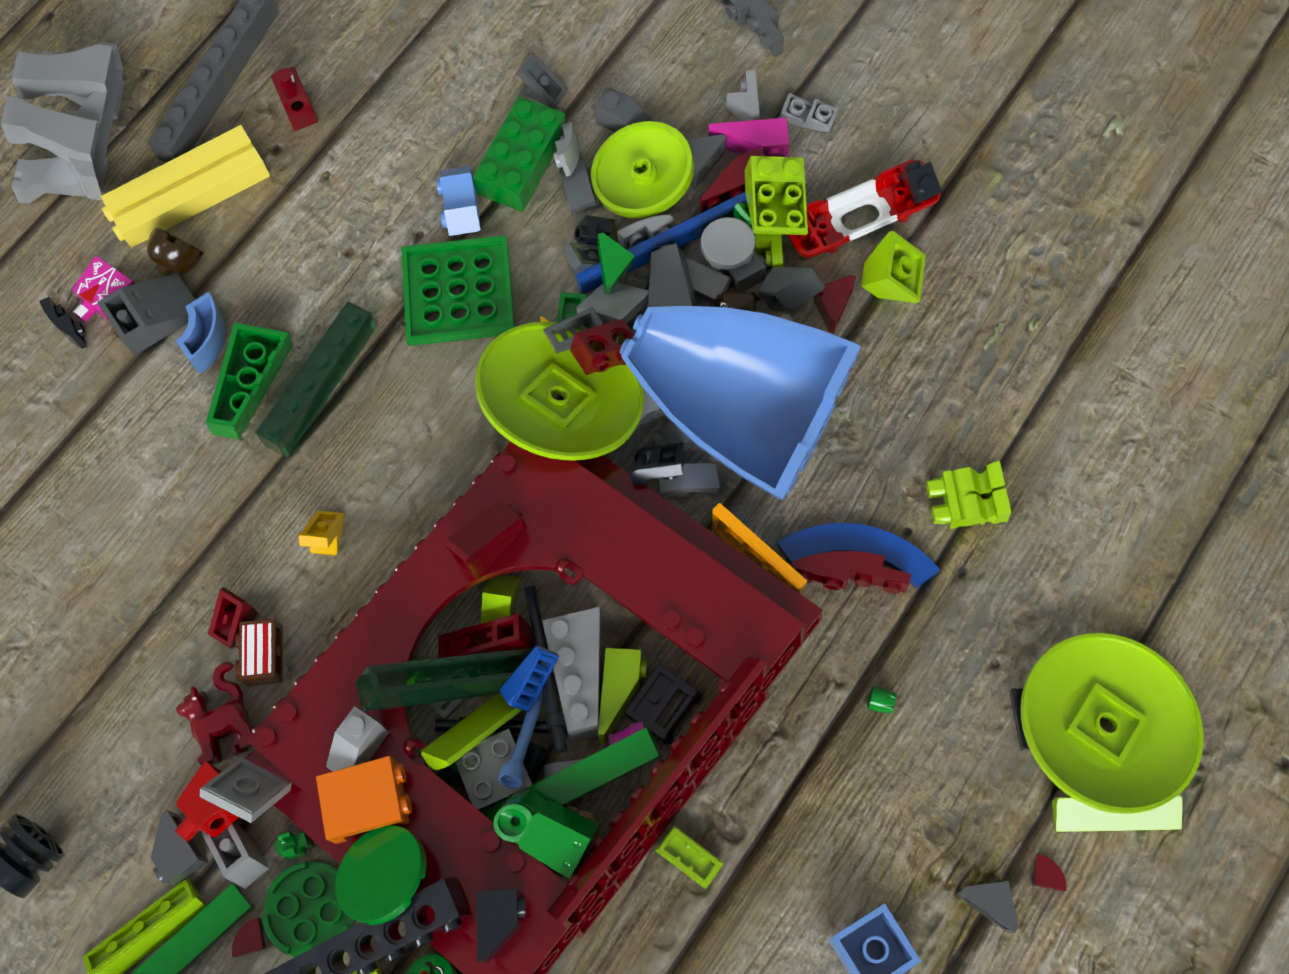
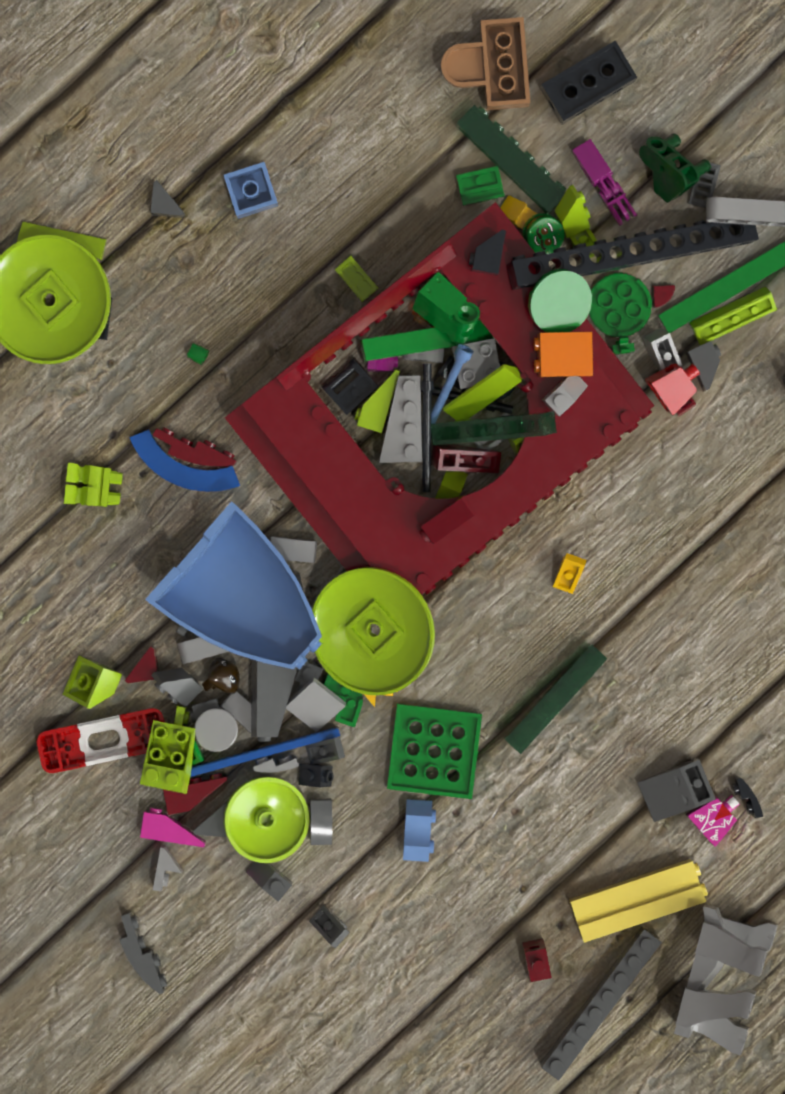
camera: 170 degrees left, 20 degrees up
(172, 253) = (653, 836): dark brown cylinder -> none
(204, 333) = (636, 758): medium blue brick -> none
(224, 721) = (662, 446): dark red animal -> none
(226, 617) = (647, 521): dark red slope -> none
(245, 376) = (609, 713): green wedge -> none
(245, 789) = (645, 384): light grey tile -> none
(260, 652) = (628, 491): brick -> none
(519, 154) = (360, 862): green brick -> none
(523, 686) = (440, 417): blue slope -> none
(567, 150) = (322, 852): light grey slope -> none
(580, 320) = (334, 684): dark grey slope -> none
(600, 346) = (332, 663): dark red brick -> none
(613, 261) = (308, 733): green slope -> none
(667, 463) = (305, 560): black plate -> none
(749, 544) = (257, 476): light orange tile -> none
(813, 116) = (118, 845): light grey slope -> none
(921, 180) = (52, 748): black bracket -> none
(1048, 874) = (121, 213): dark red tile -> none

